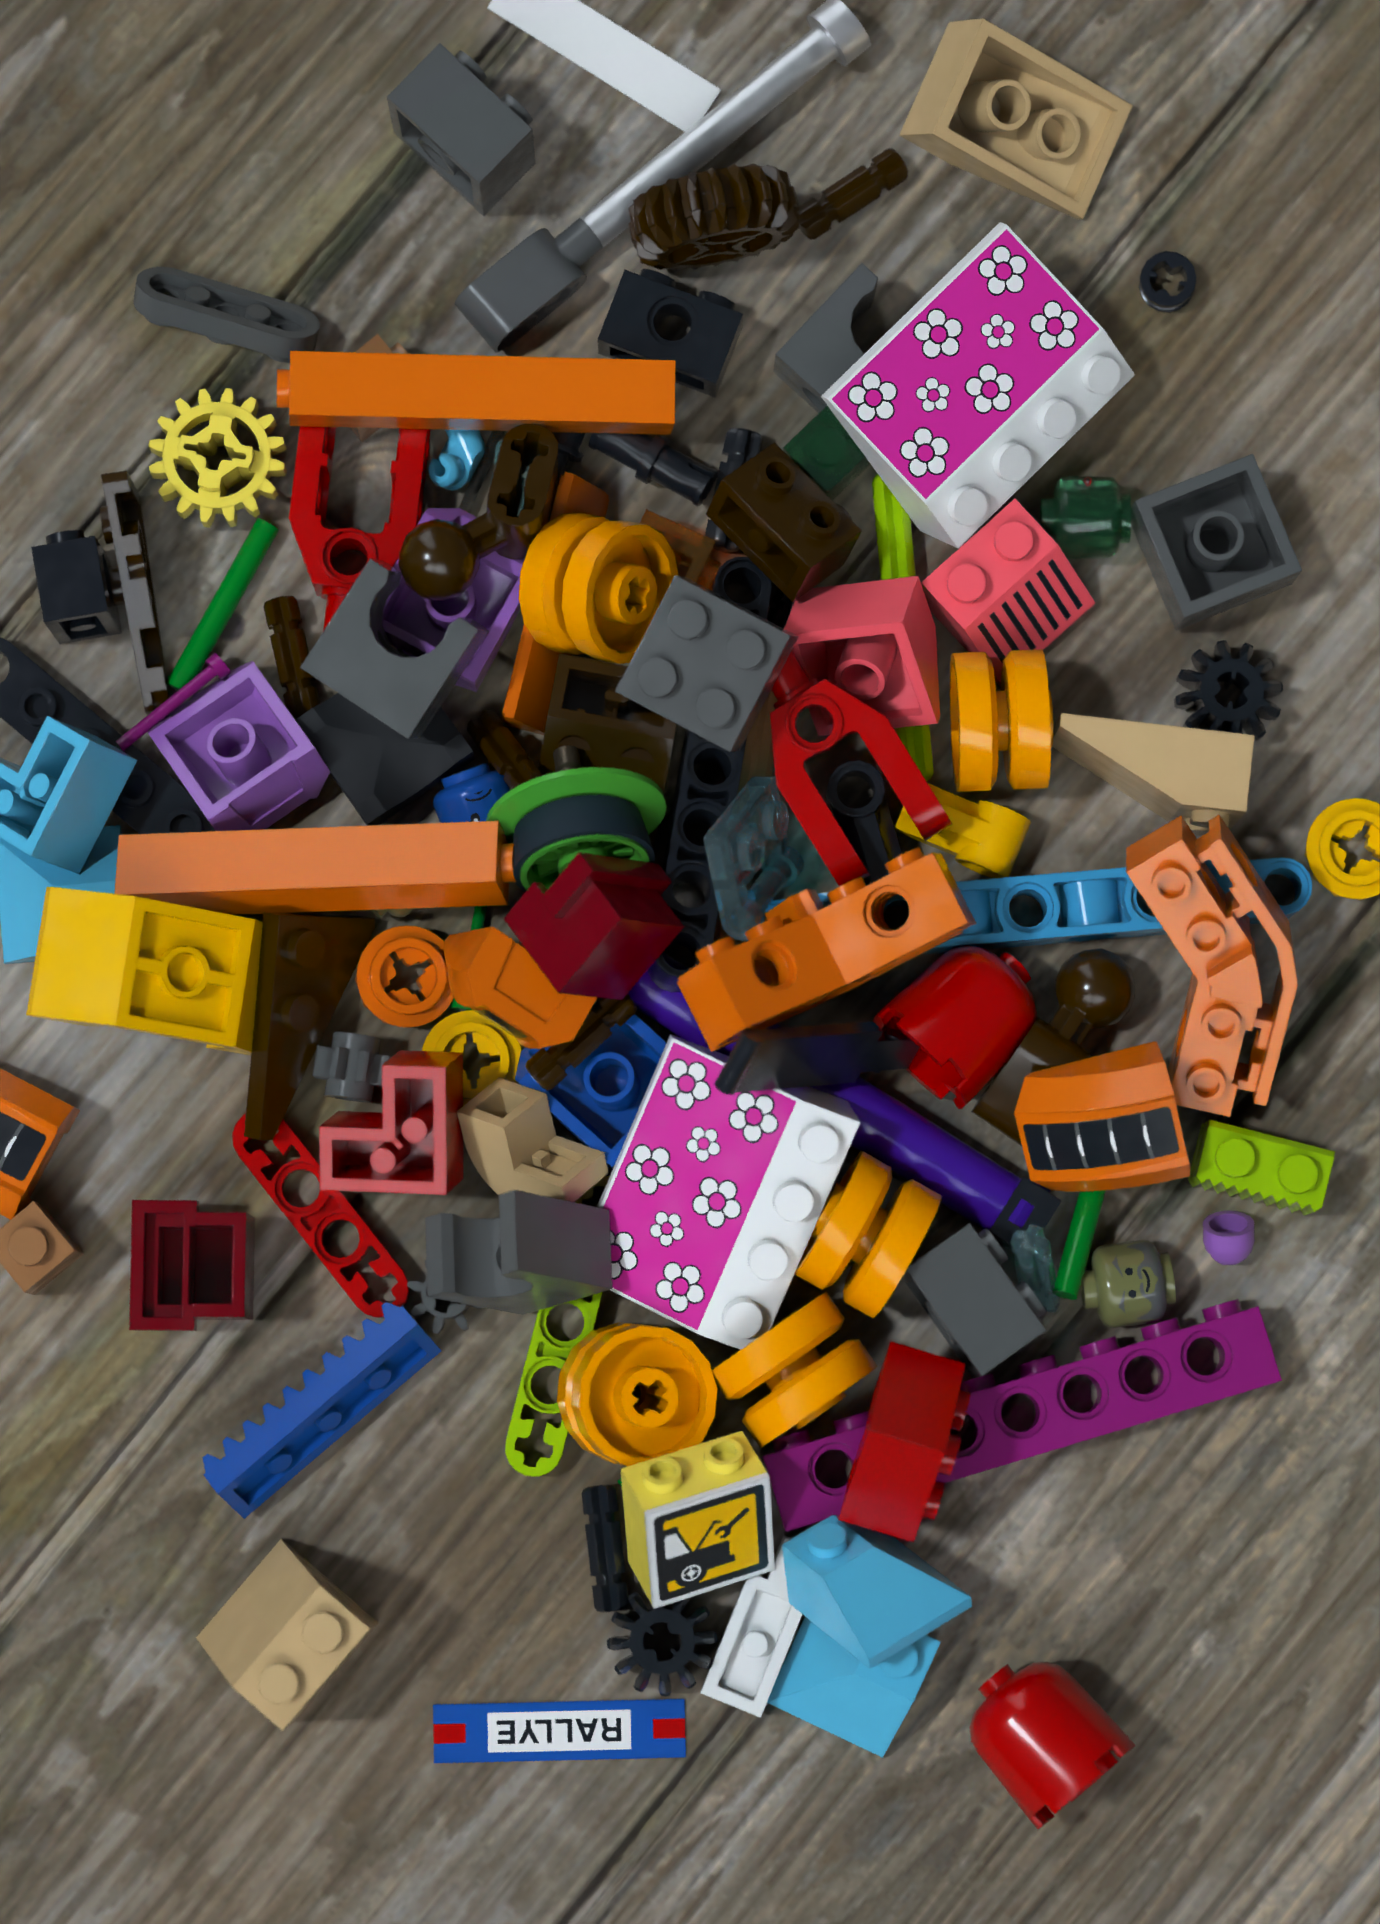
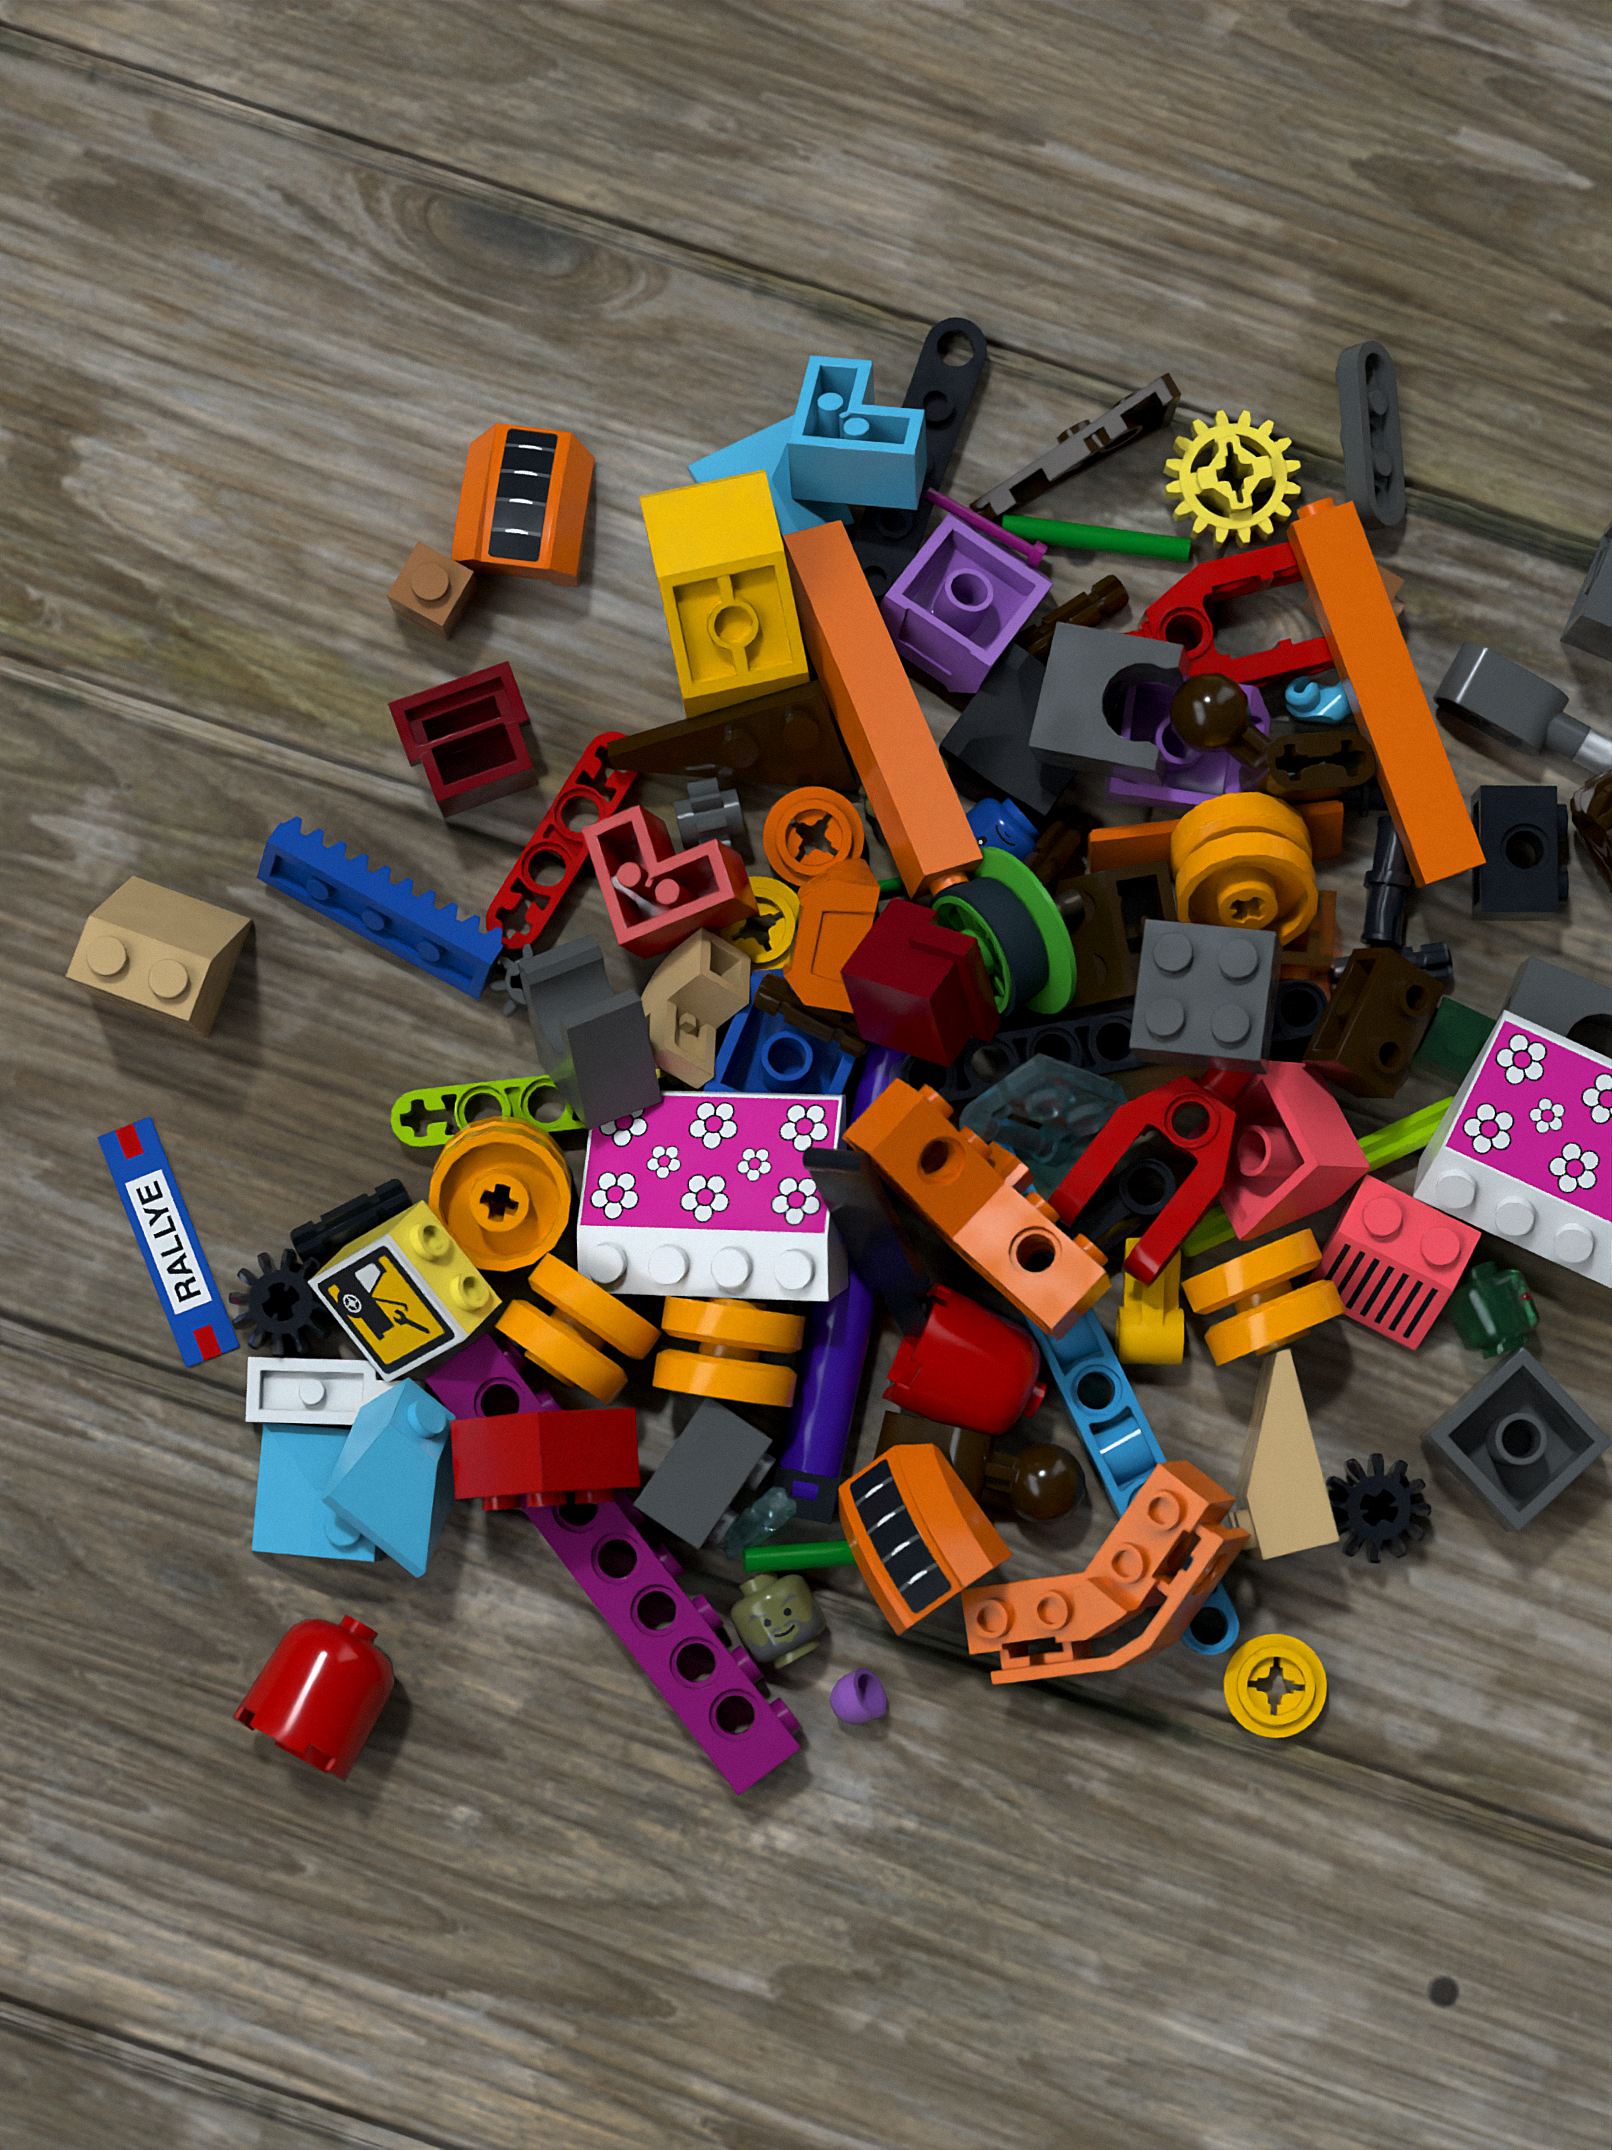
camera: 70 degrees right, 0 degrees up
(75, 587) = (1056, 392): black brick -> none
(1261, 1167) = (935, 1704): lime brick -> none

